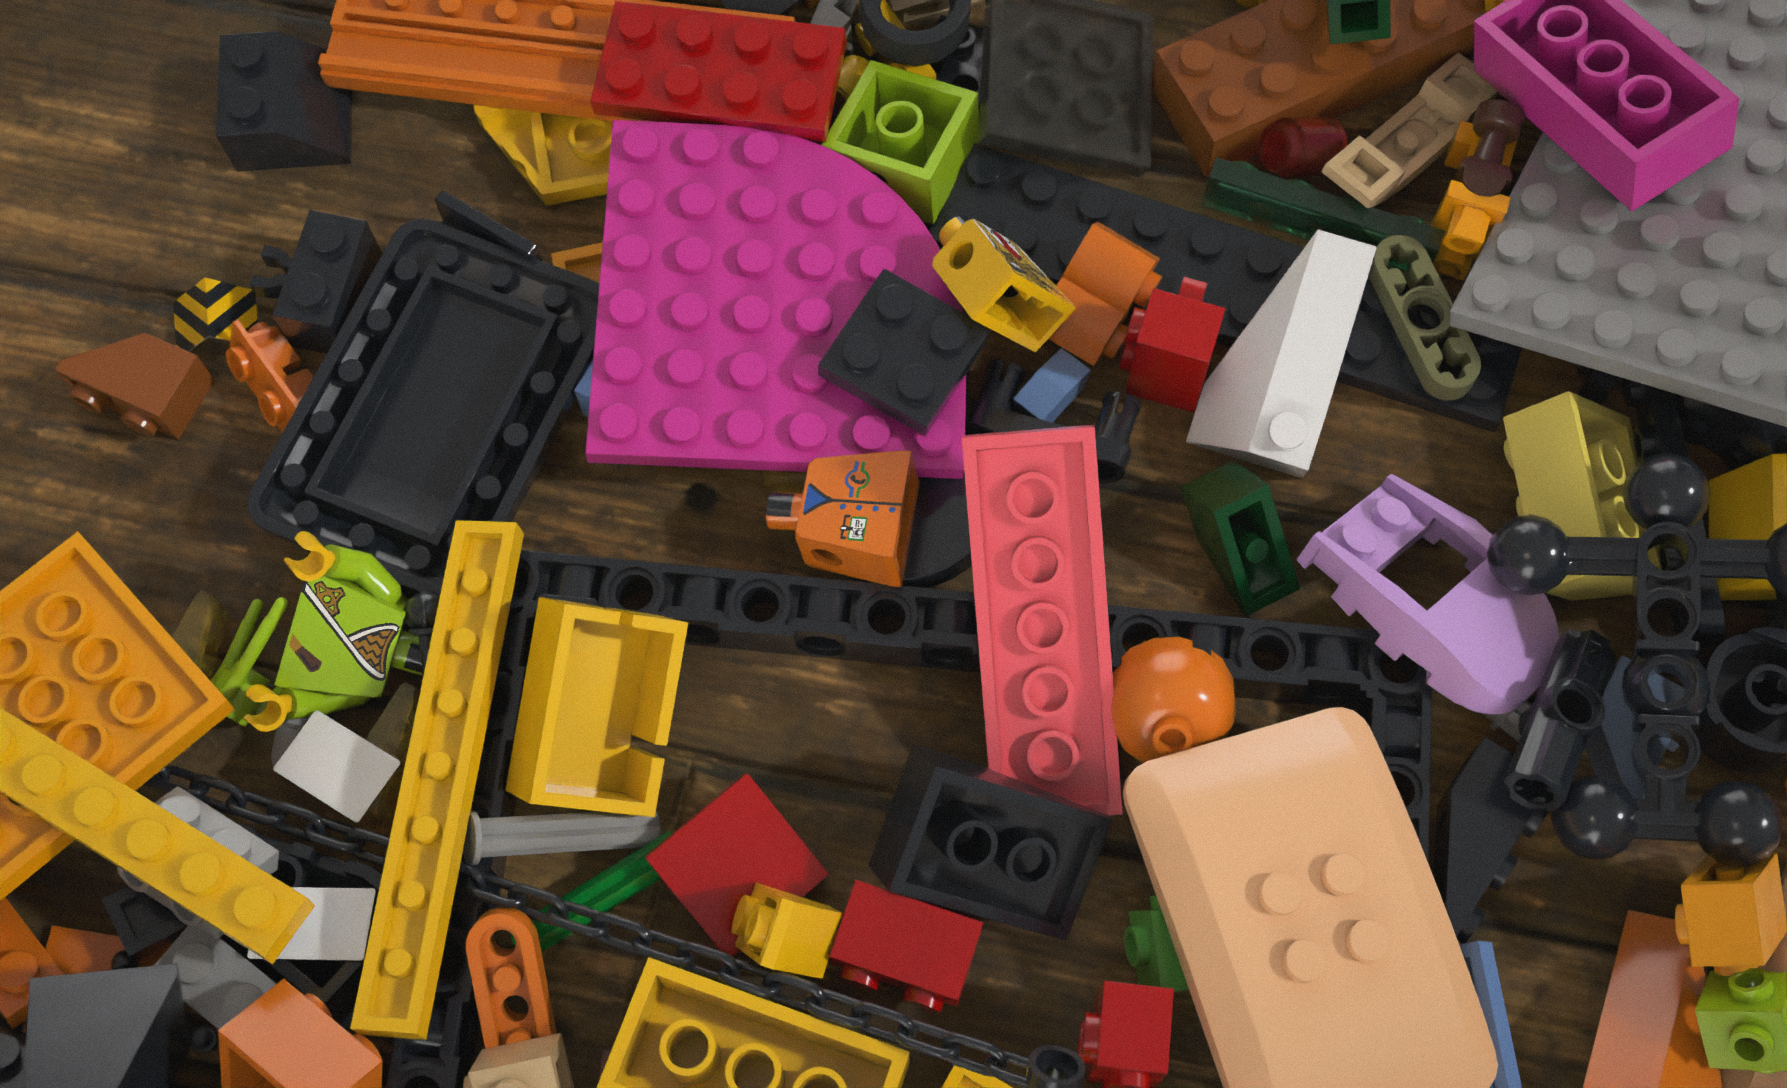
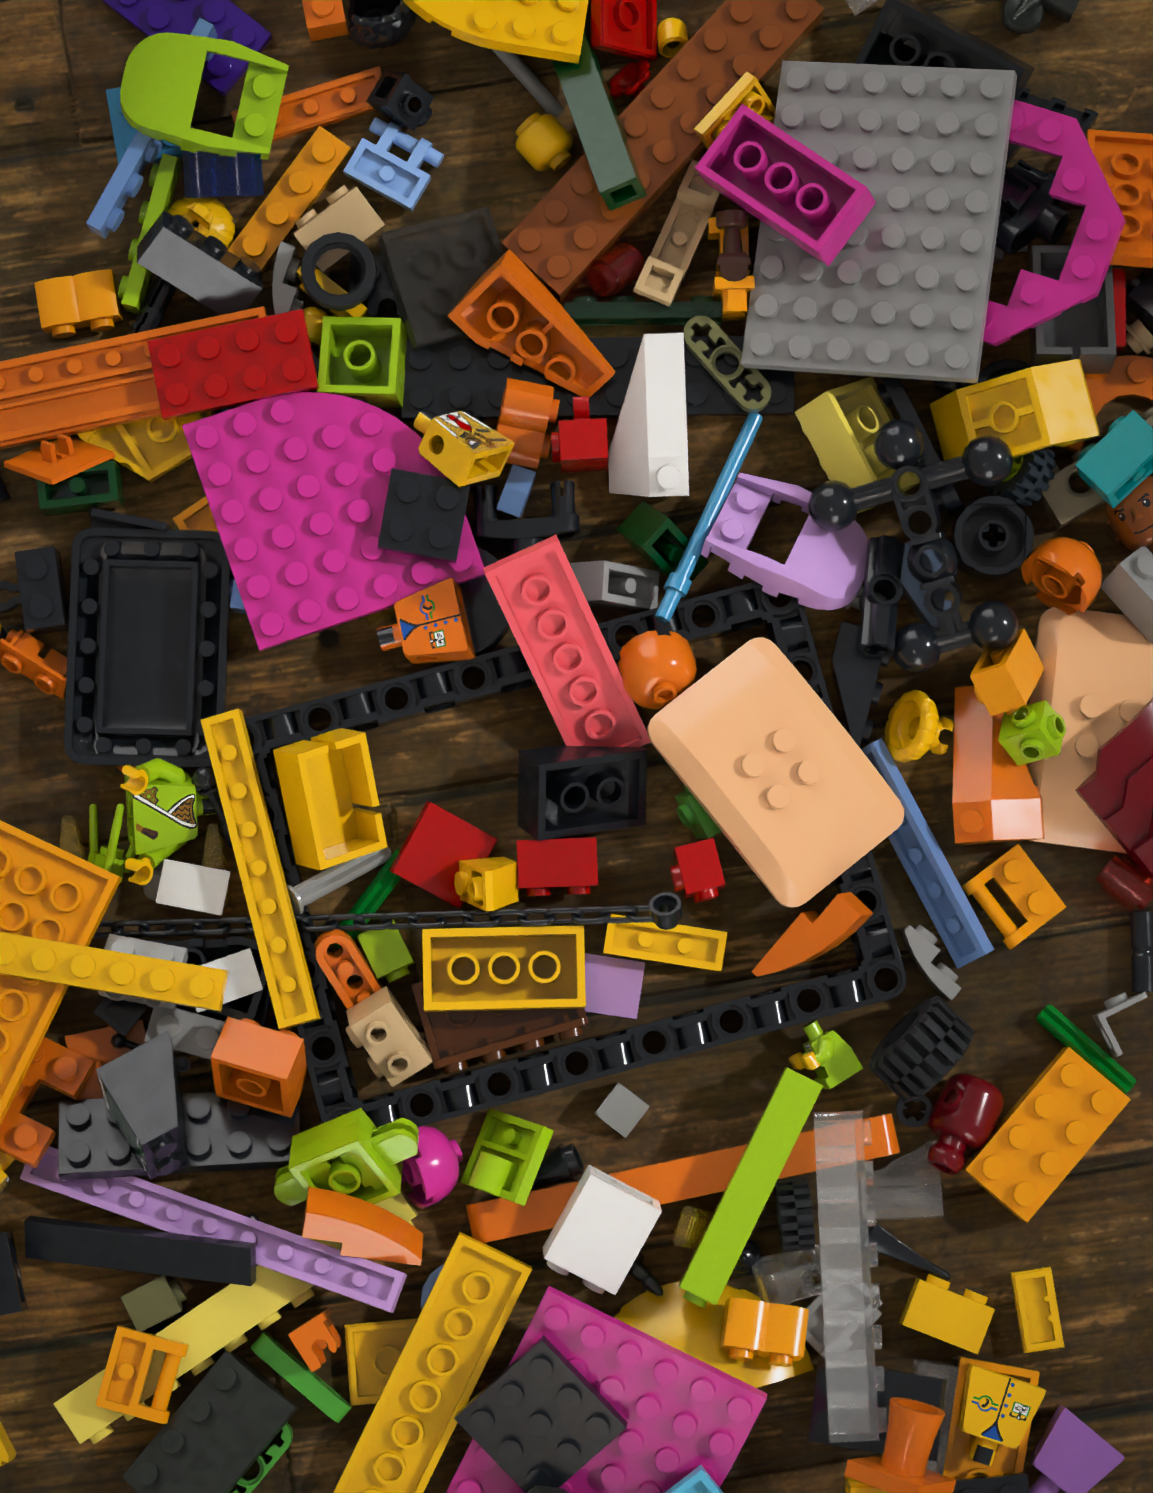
camera: 20 degrees left, 15 degrees up
(417, 111) = (59, 459): none -> orange piece
(423, 158) = (93, 488): none -> dark green brick
(586, 983) = (386, 953): none -> lime brick
(1149, 160) = (524, 321): none -> orange wedge
(1153, 565) = (617, 585): none -> light grey slope
(1251, 586) = (679, 581): none -> dark azure bar
(1552, 945) = (915, 727): none -> yellow hair

